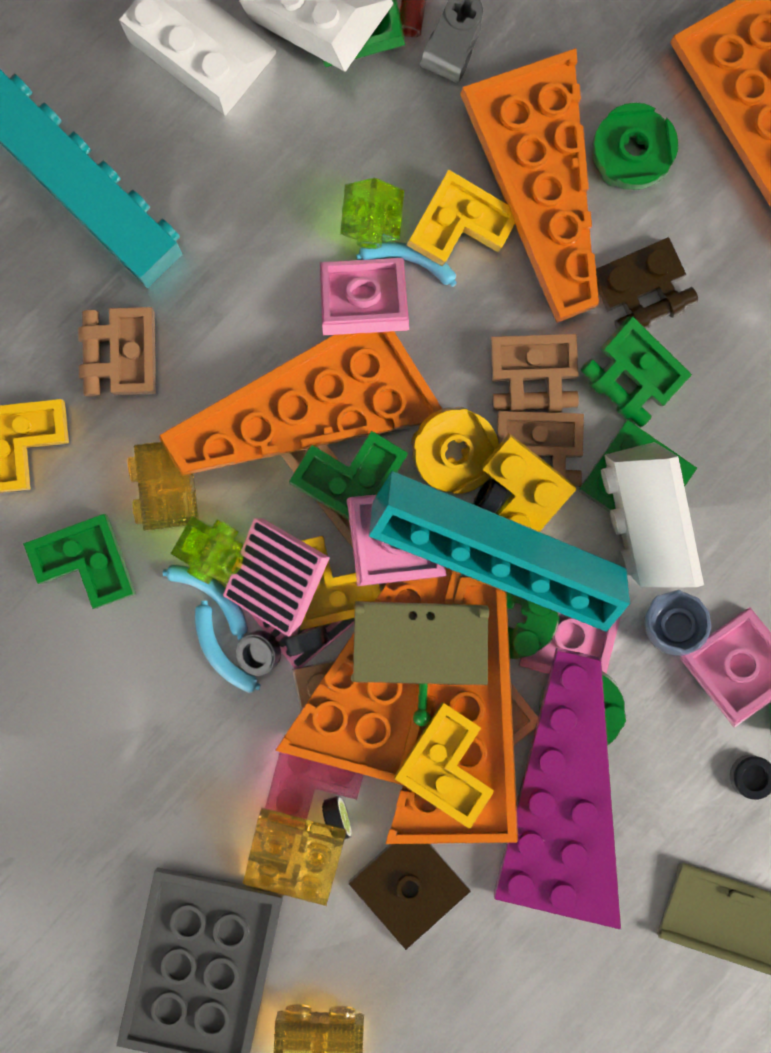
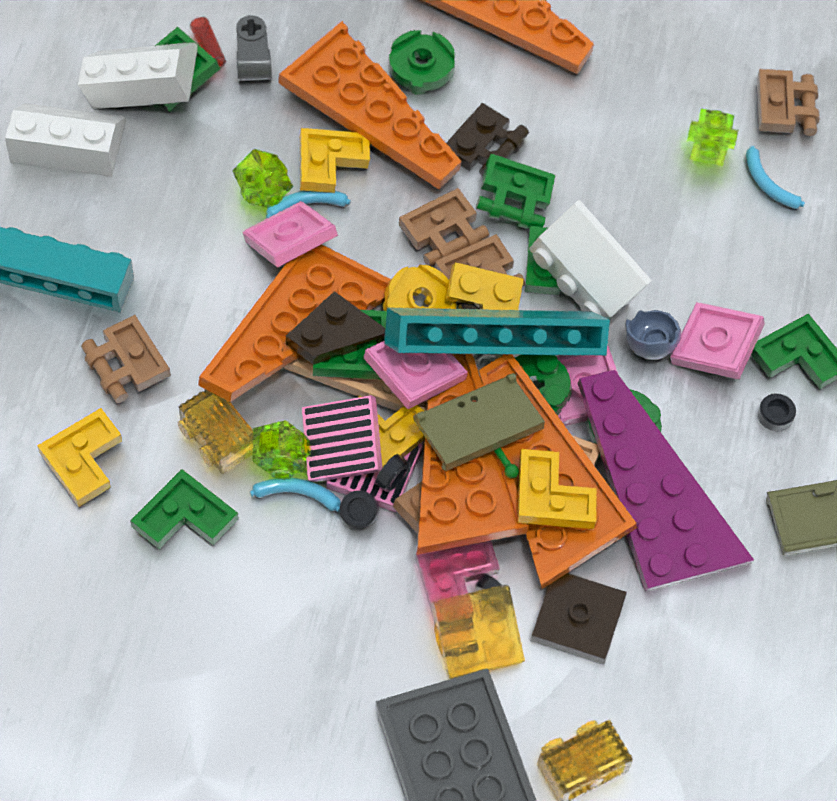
camera: 30 degrees left, 25 degrees down
(215, 655) = (327, 531): medium azure piece -> none
(333, 450) = (333, 330): none -> dark brown wing

